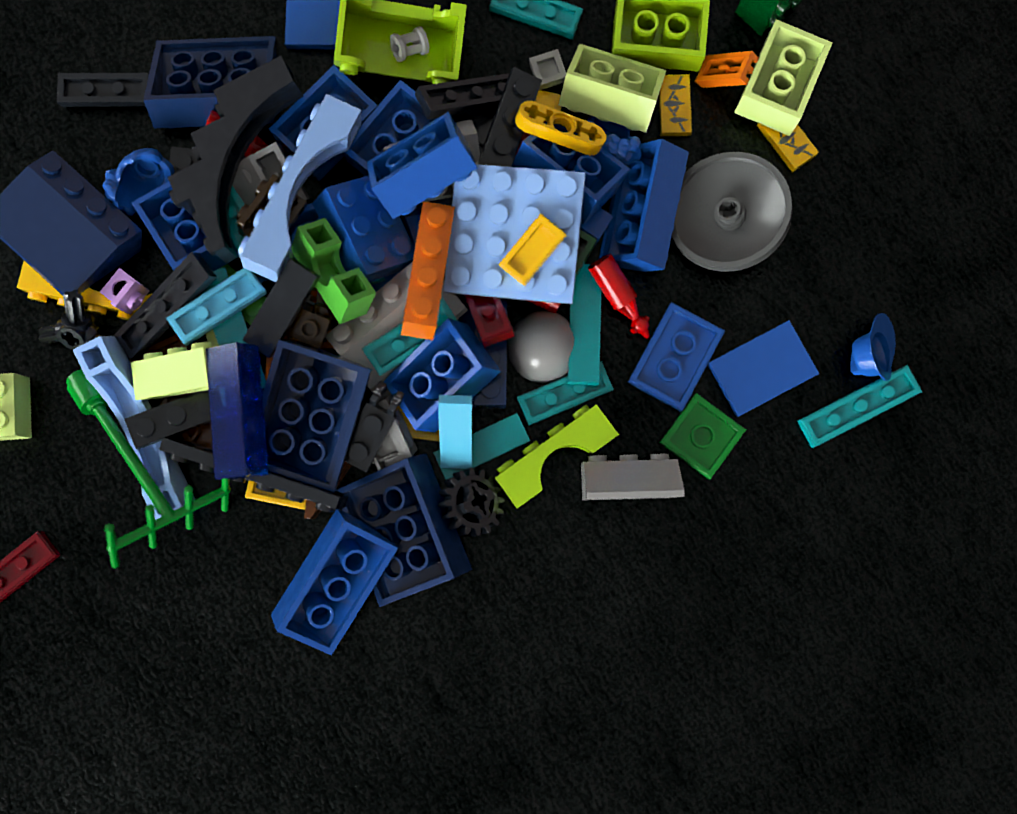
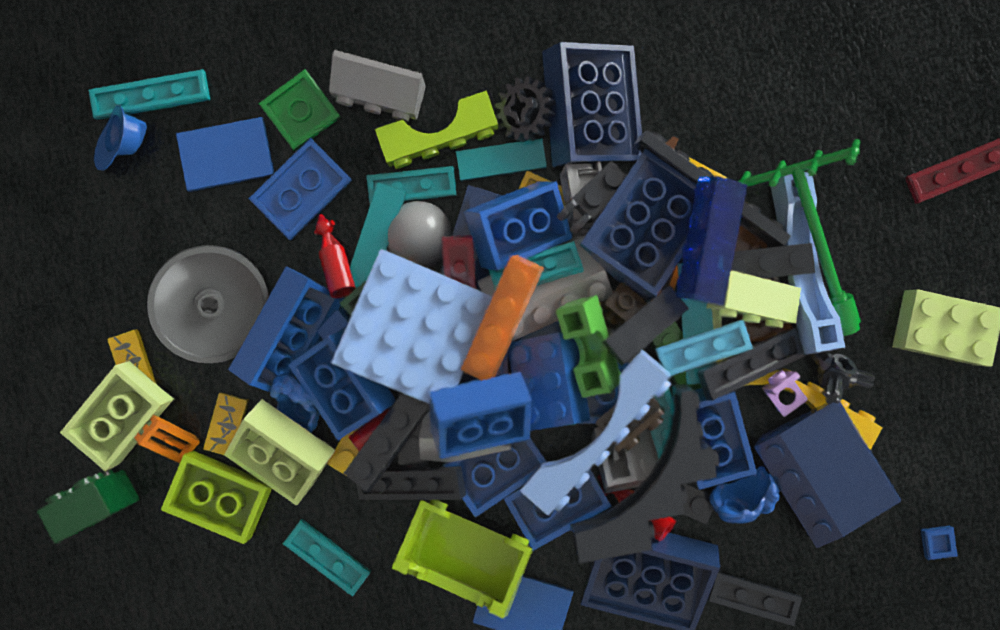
camera: 165 degrees left, 5 degrees up
(333, 582) = (668, 75): blue slope -> none
(417, 37) = (456, 551): light grey bush -> none
(455, 431) = (520, 170): medium azure tile -> none
(532, 250) = (401, 304): yellow tile -> none
(548, 68) = (334, 491): light grey tile -> none
(583, 128) = (326, 417): yellow beam -> none

